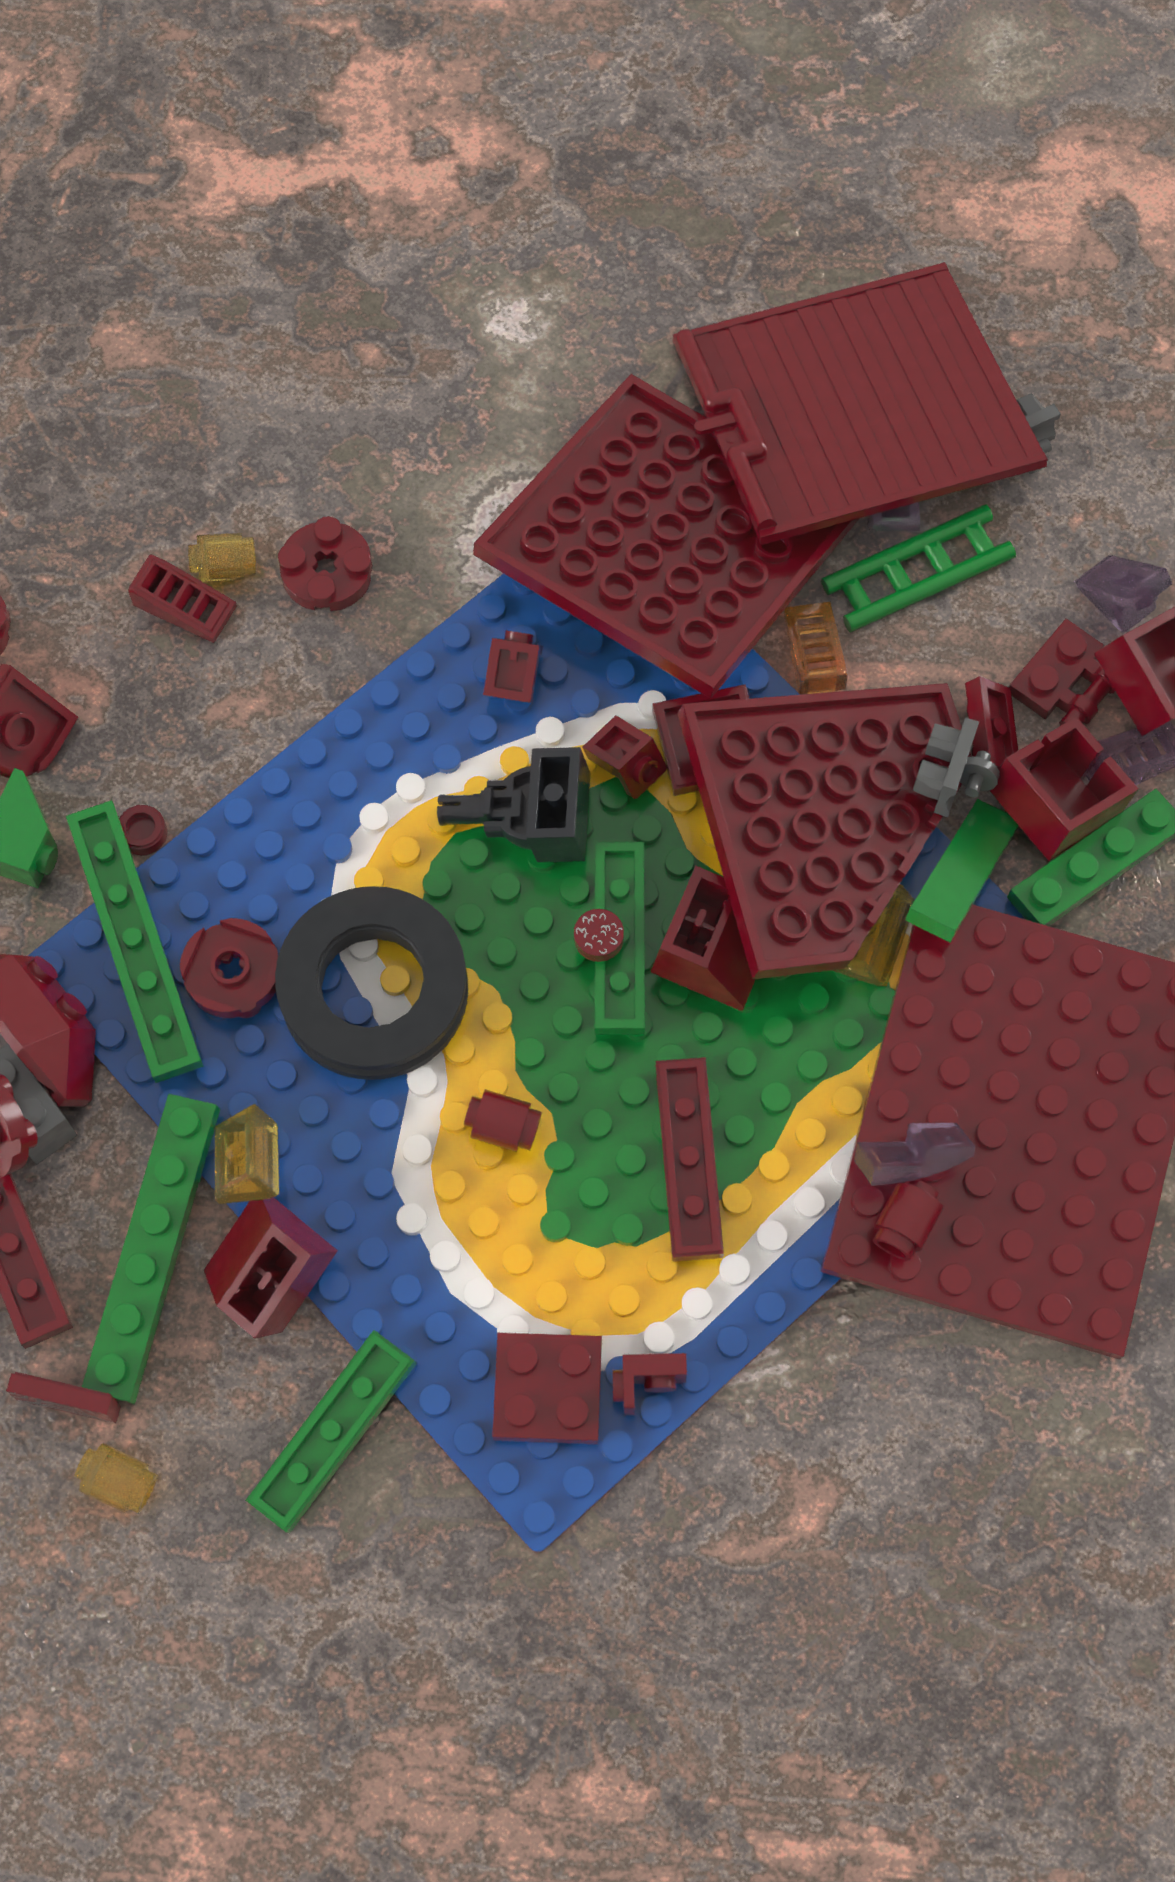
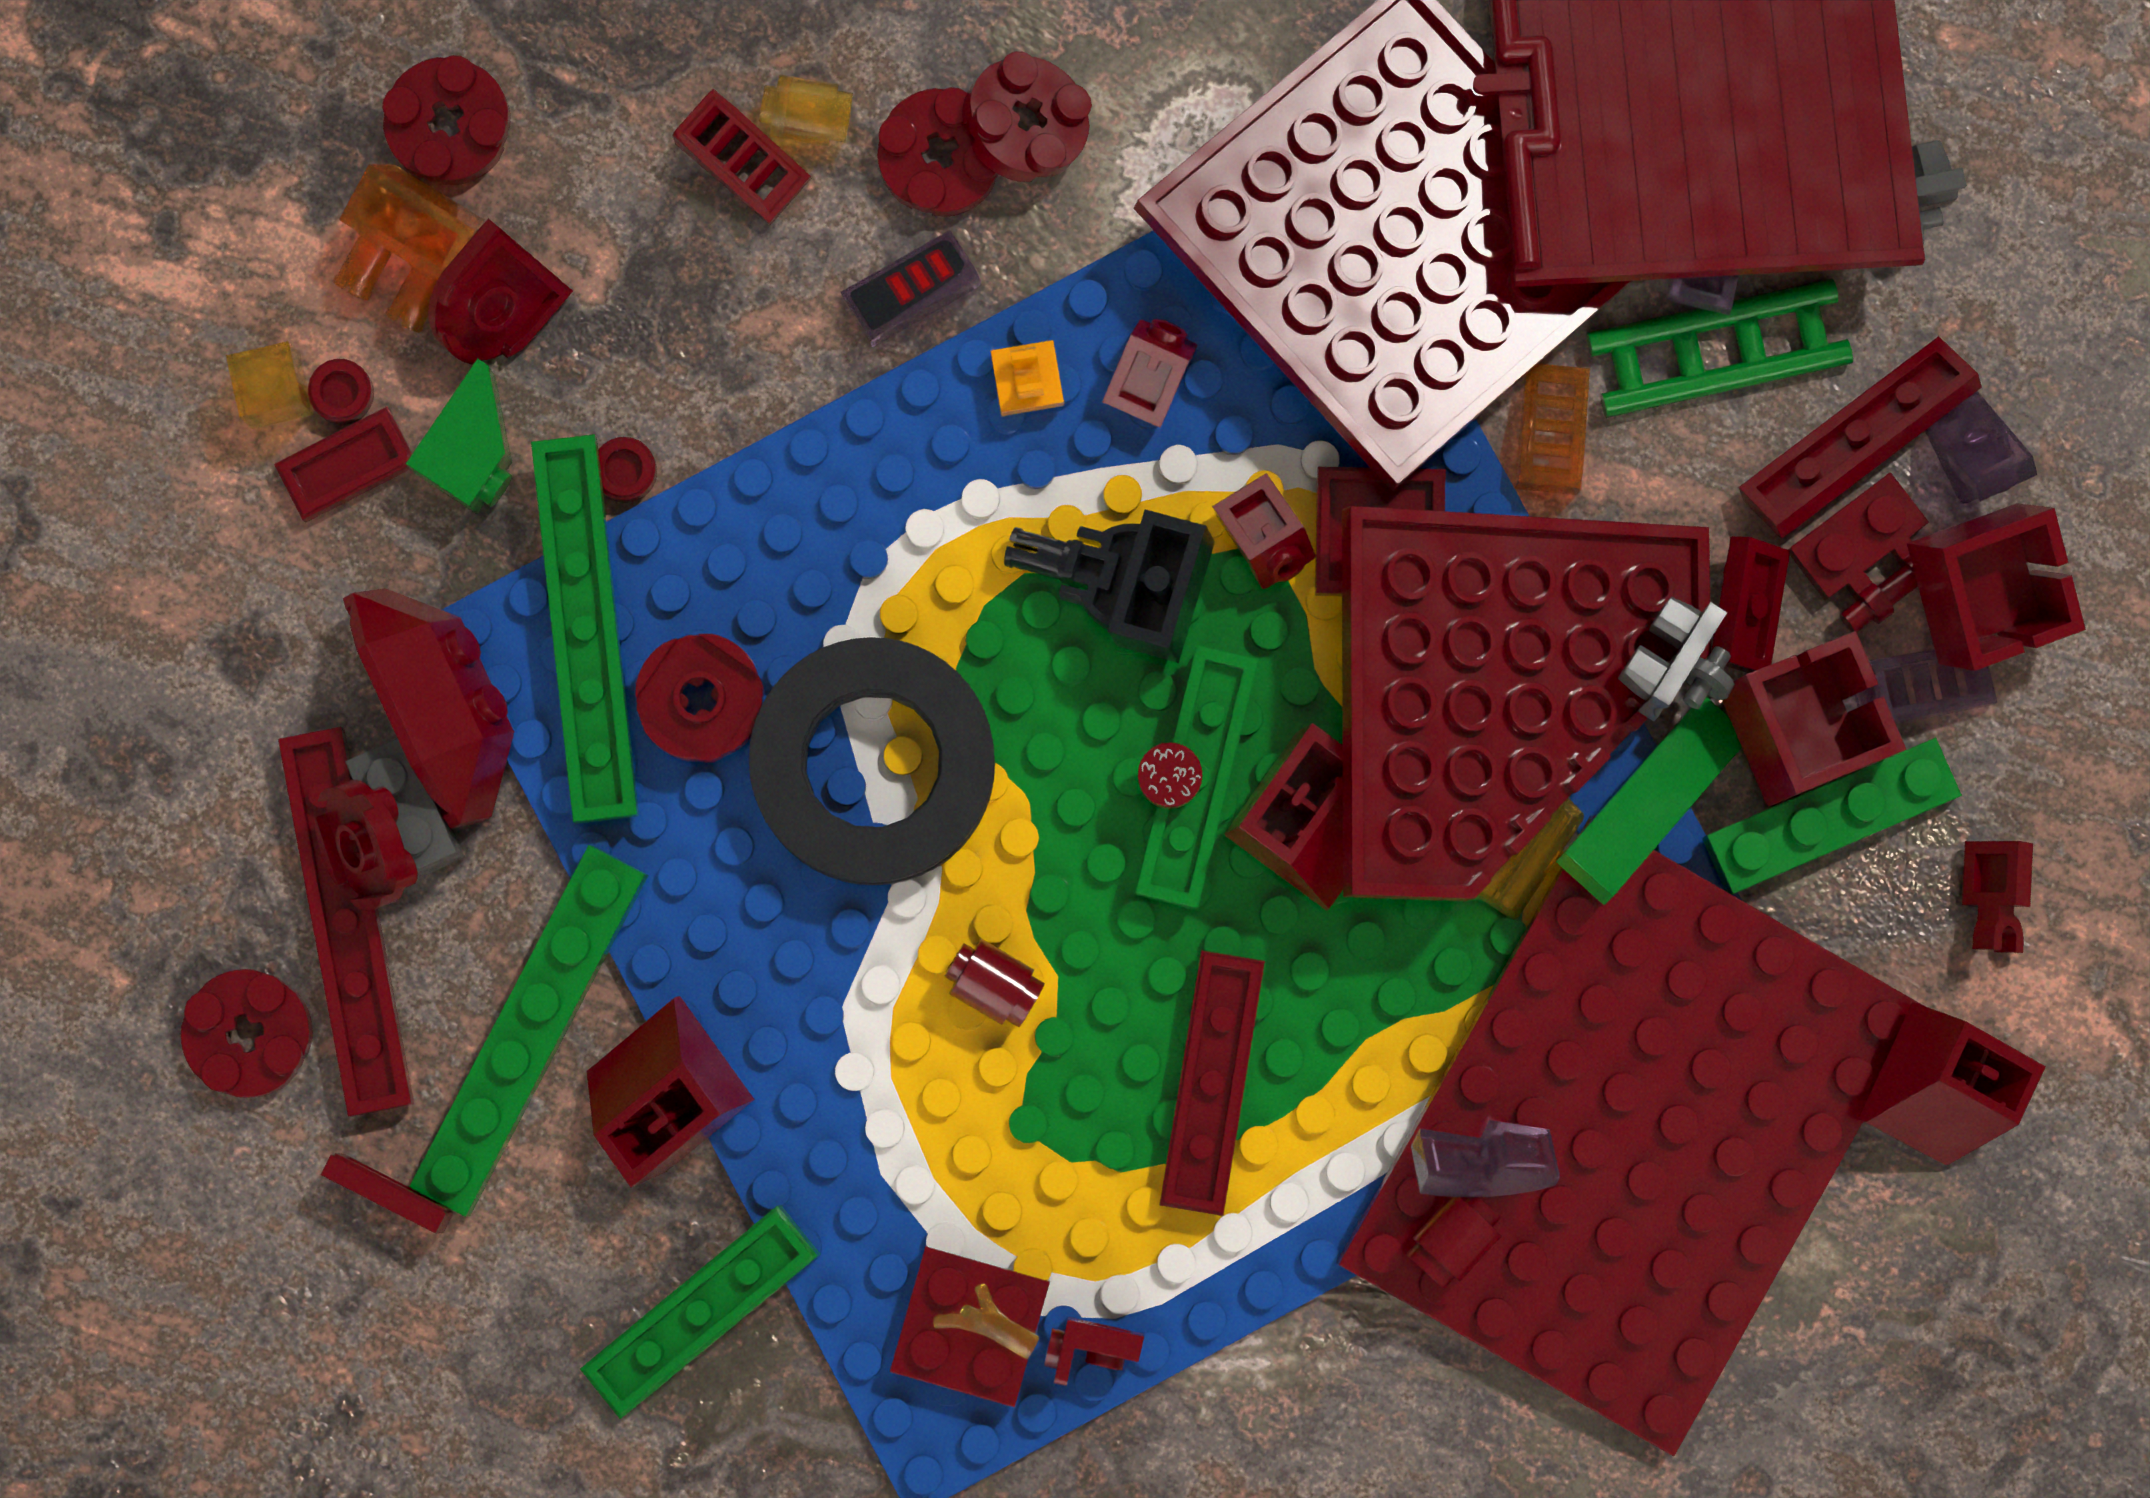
camera: 10 degrees right, 15 degrees up
(115, 1478) = (430, 1306): clear yellow brick -> none
(246, 1157) = (668, 954): clear yellow slope -> none
(327, 660) = (911, 288): none -> slope
(374, 503) = (1046, 91): none -> dark red plate
(424, 694) = (1027, 378): none -> light orange tile
(559, 1372) = (990, 1323): none -> clear yellow bar
(1036, 599) = (1860, 437): none -> dark red plate

